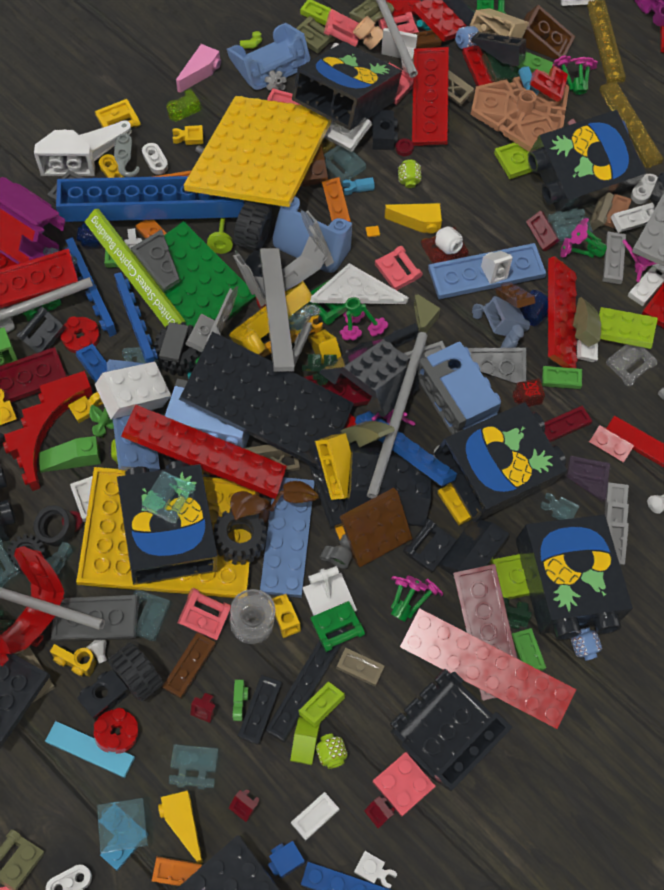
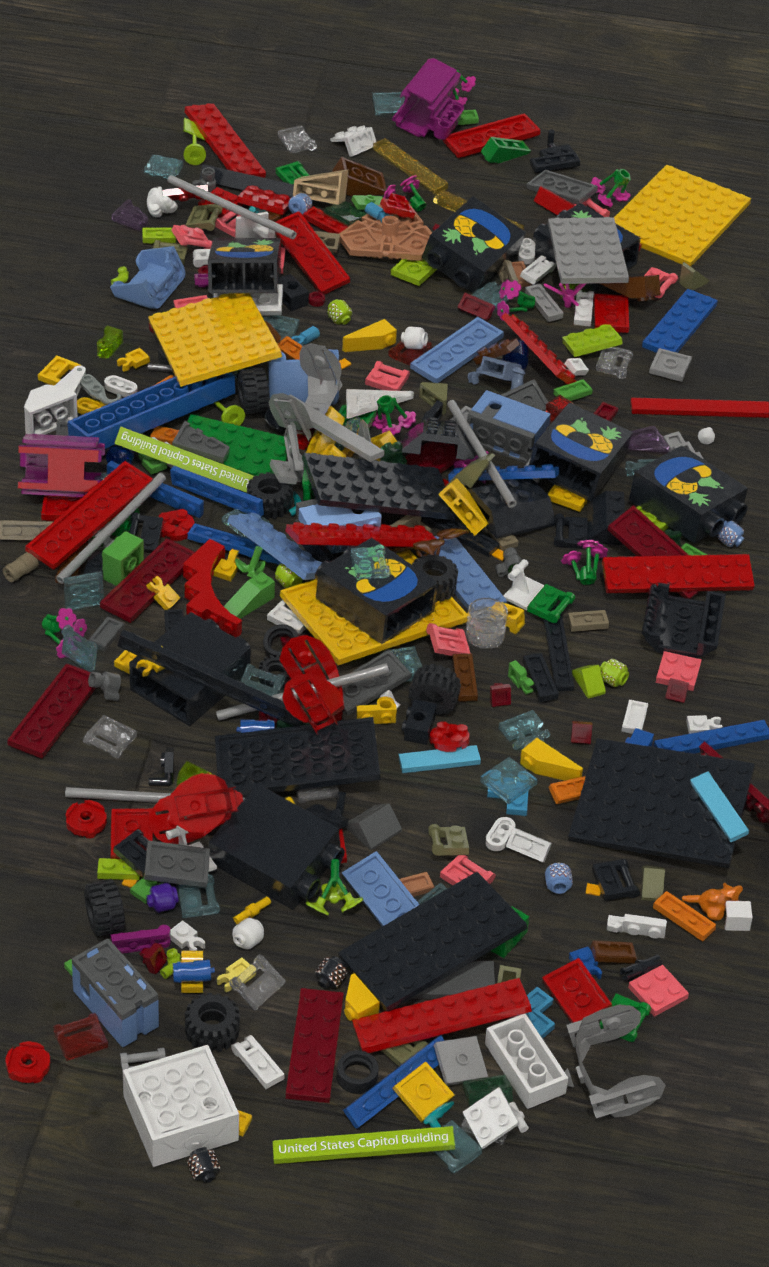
camera: 35 degrees left, 20 degrees down
(130, 387) = (269, 521): white brick -> none
(173, 342) = (268, 485): dark grey tile -> none
(199, 67) = (97, 309): bright pink slope -> none
(275, 80) = (170, 294): light grey plant -> none
(321, 704) = (581, 652): lime plate -> none
(363, 32) = (217, 228): light nougat wheel -> none
(376, 527) = (527, 528): reddish brown plate -> none
(496, 266) = (466, 337): white slope -> none
(504, 48) = (341, 196): black slope -> none
(587, 323) = (563, 347): olive slope -> none
(611, 443) = (644, 415): plate -> none

